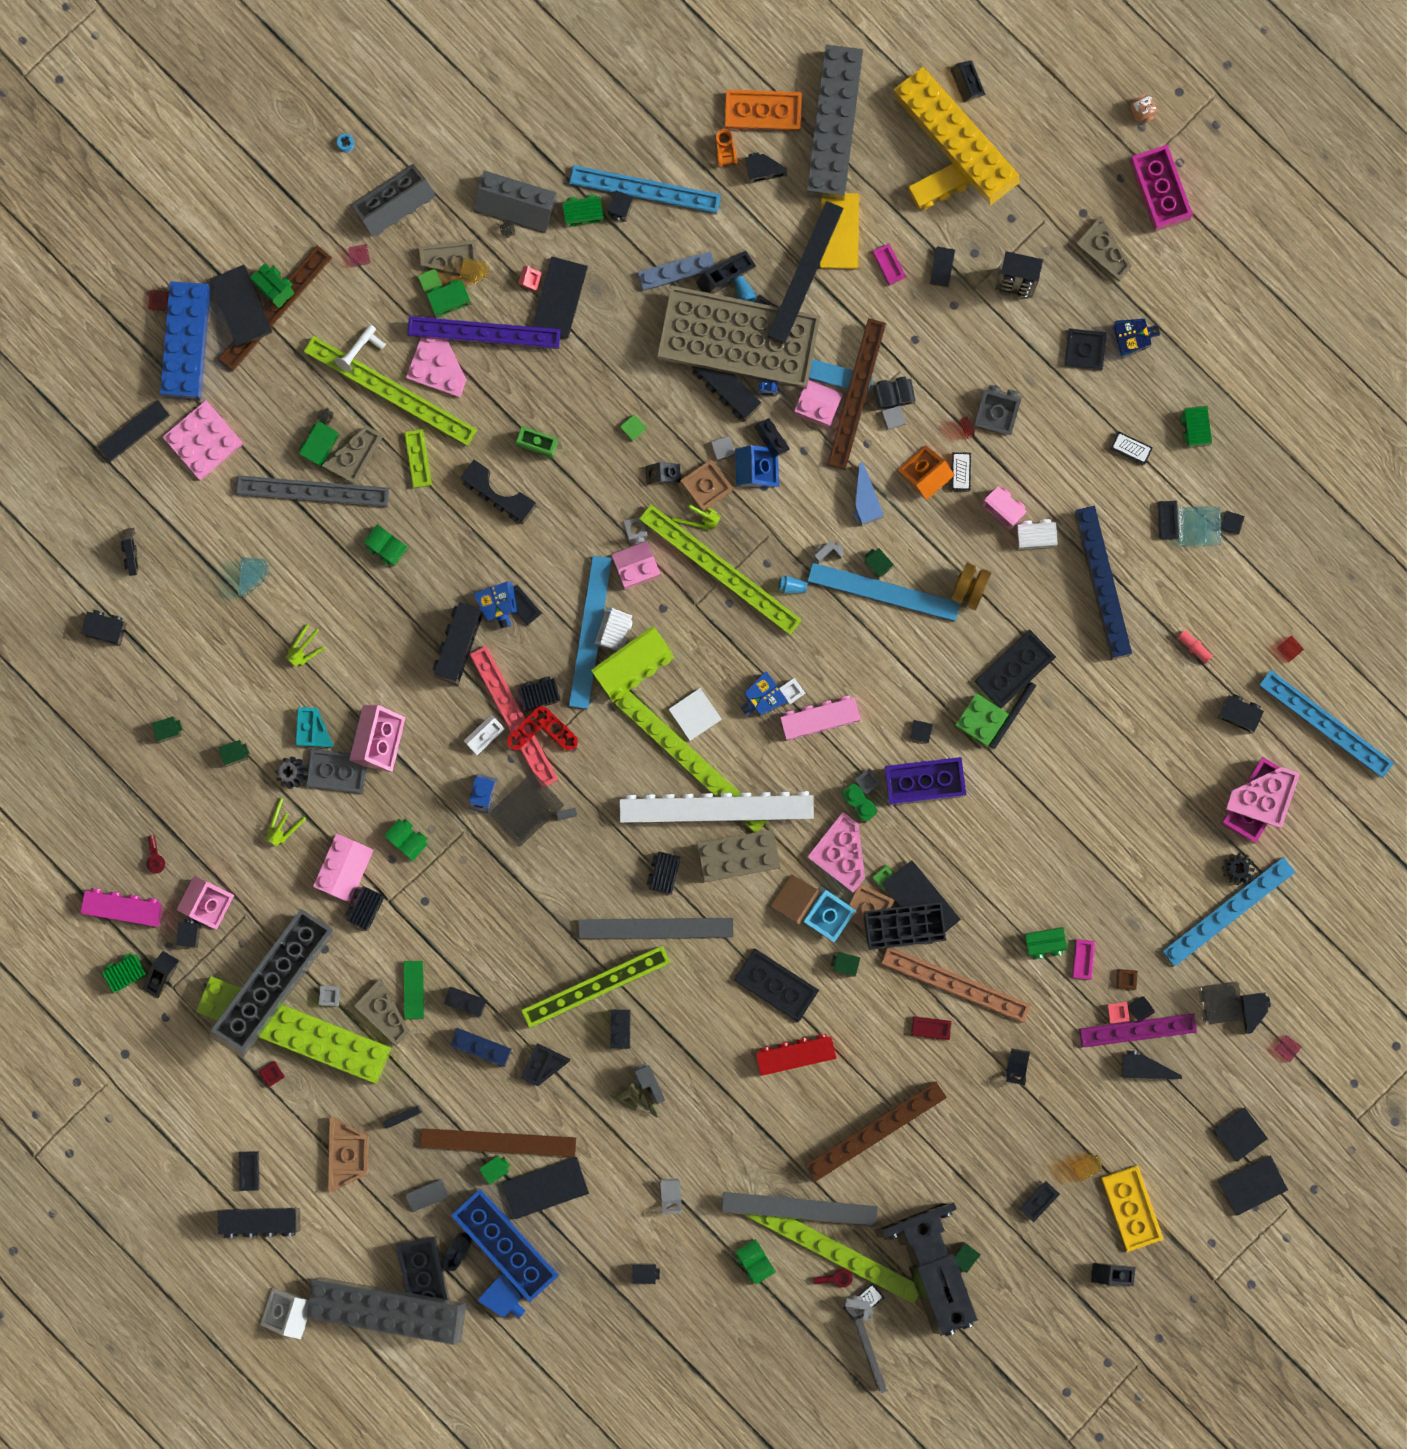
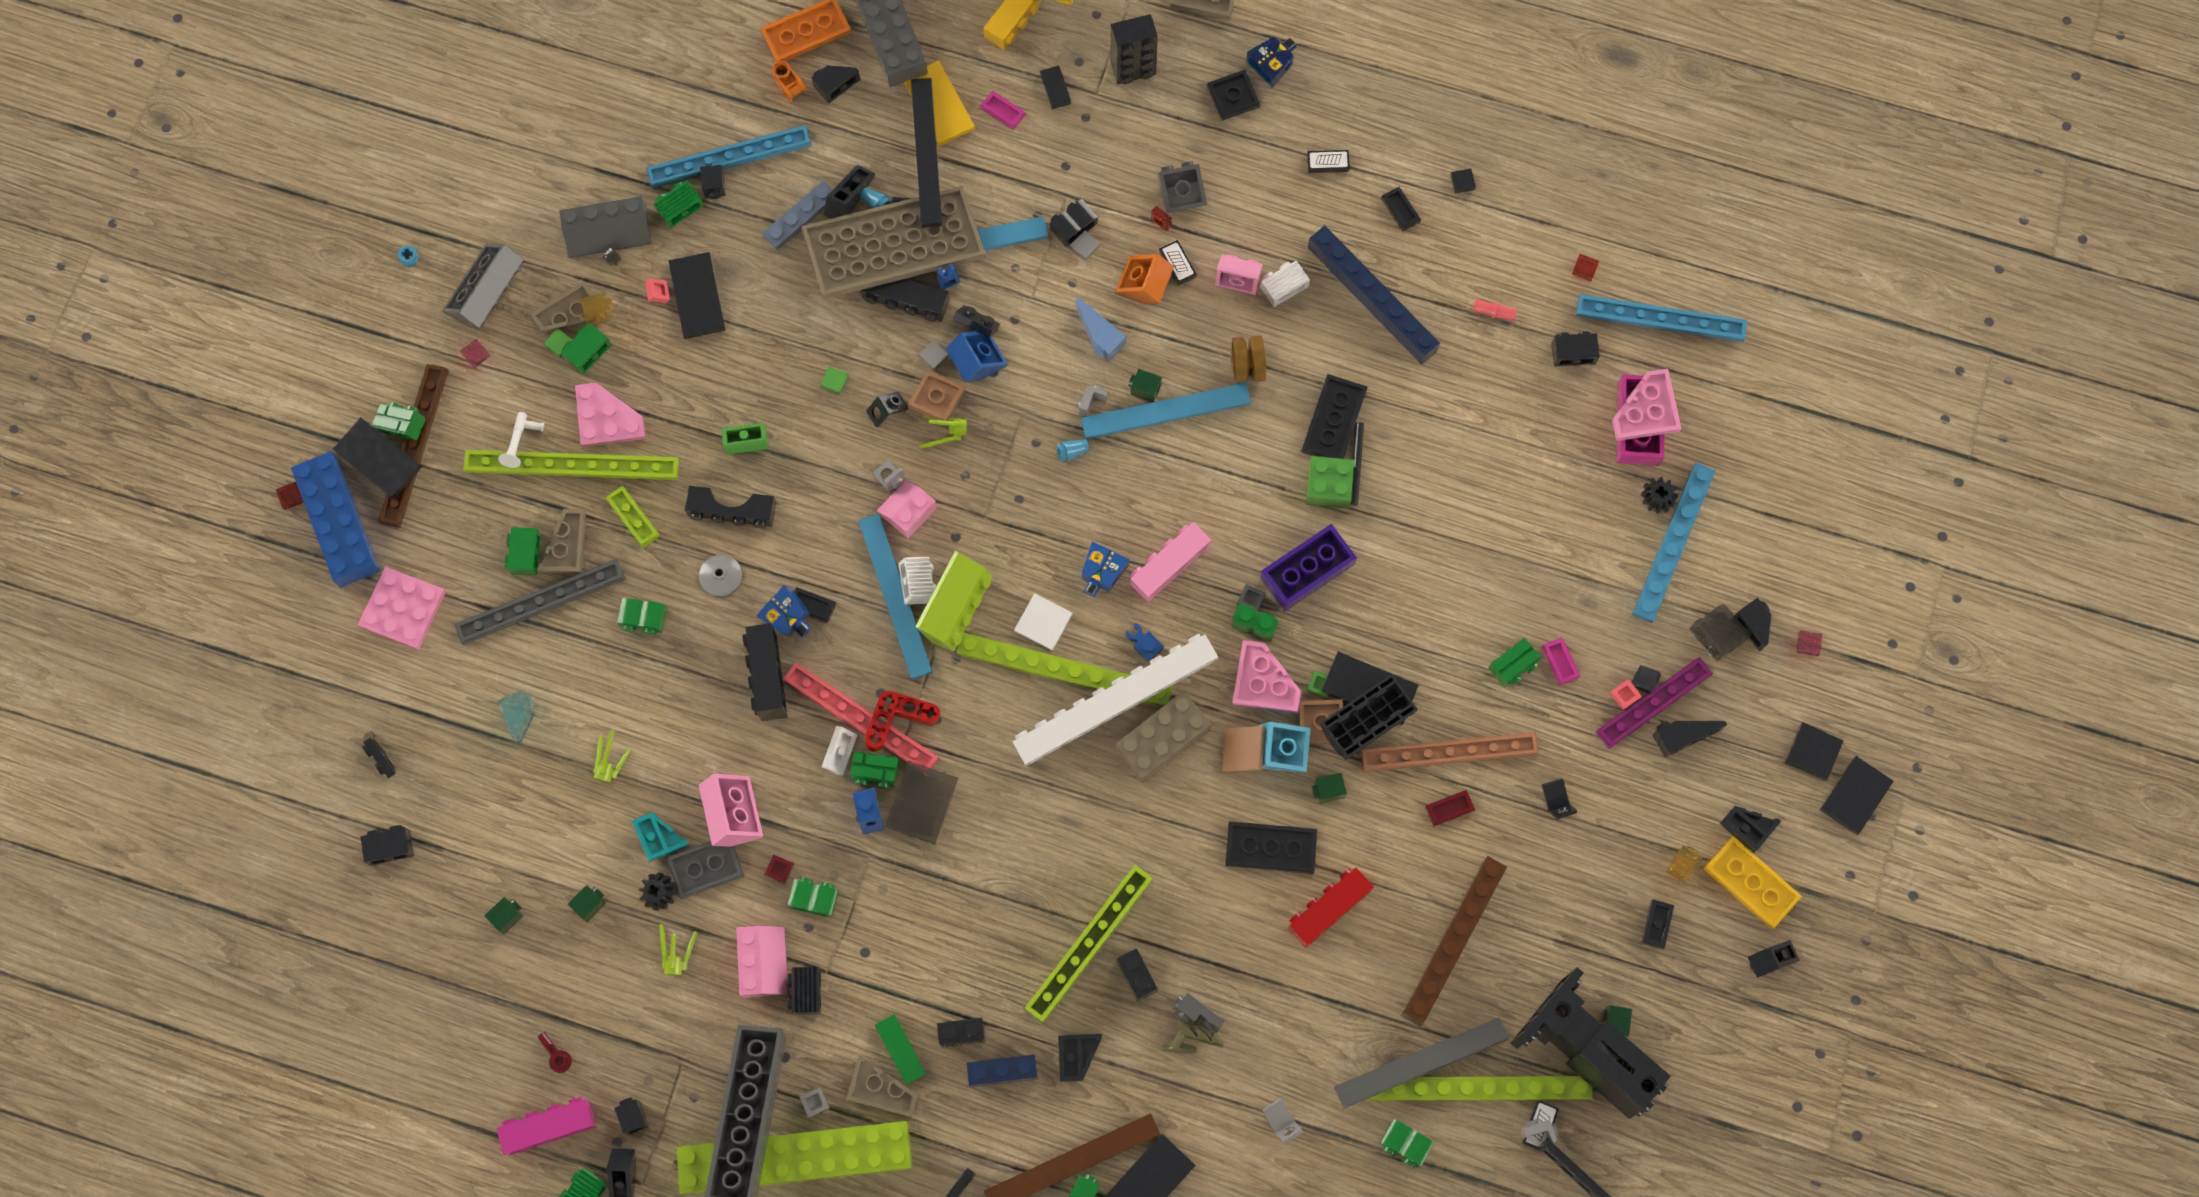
camera: 30 degrees left, 10 degrees down
(134, 431) = (324, 634): black tile -> none
(205, 902) = (633, 1073): bright pink slope -> none
(325, 416) = (516, 520): clear smoke plate -> none
(392, 803) = (779, 869): none -> dark red tile
(469, 550) = (724, 584): none -> light grey dish
(484, 332) = (637, 362): dark purple tile -> none
(503, 763) = (874, 769): none -> green brick
(539, 694) = (875, 681): black brick -> none
(565, 814) = (965, 786): dark grey tile -> none
(656, 928) = (1117, 854): dark grey tile -> none
(664, 872) = (1097, 793): black brick -> none
(720, 569) = (993, 470): lime plate -> none
(766, 775) = (1146, 644): none -> blue plate
(792, 691) = (1128, 549): white plate -> none
(818, 404) = (1005, 270): bright pink slope -> none
(841, 1278) = (1503, 1111): dark red plate -> none
(856, 394) = (1037, 240): reddish brown tile -> none
(921, 731) = (1276, 524): black tile -> none
(1127, 979) = (1614, 658): reddish brown tile -> none
(1154, 1165) = (1749, 827): none -> black wing
(1197, 427) = (1379, 110): green brick -> none
(1200, 526) = (1434, 198): clear light blue slope -> none

